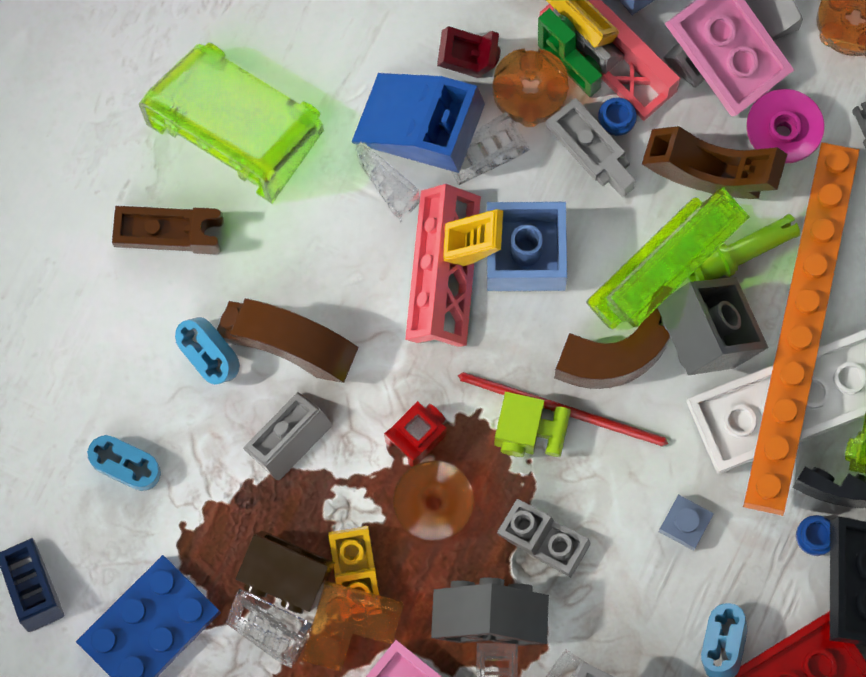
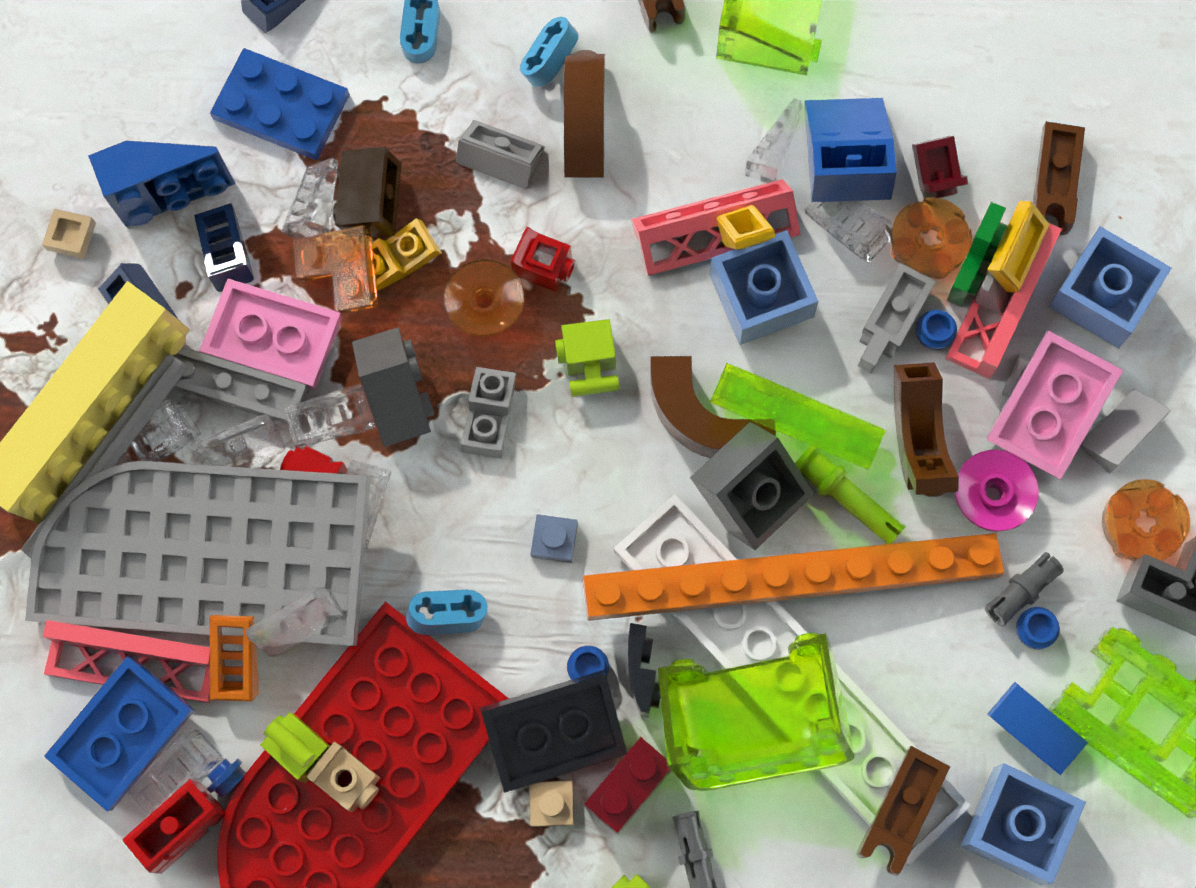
camera: 70 degrees right, 0 degrees up
(575, 413) = (623, 418): red axle -> none

